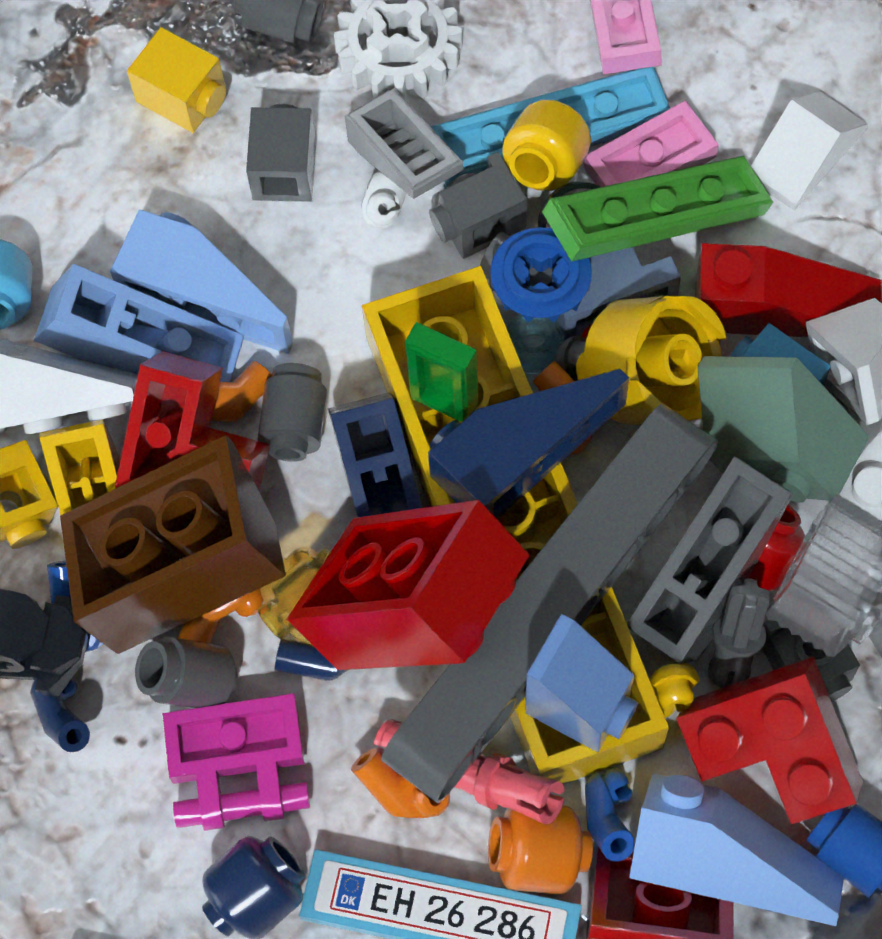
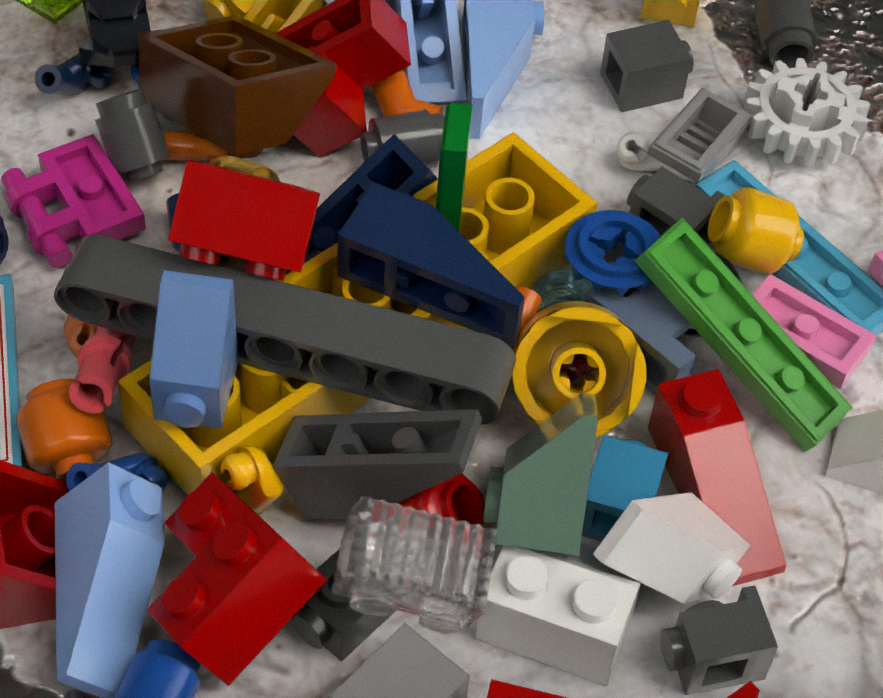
camera: 60 degrees right, 15 degrees down
(739, 633) = (326, 511): dark grey axle -> none

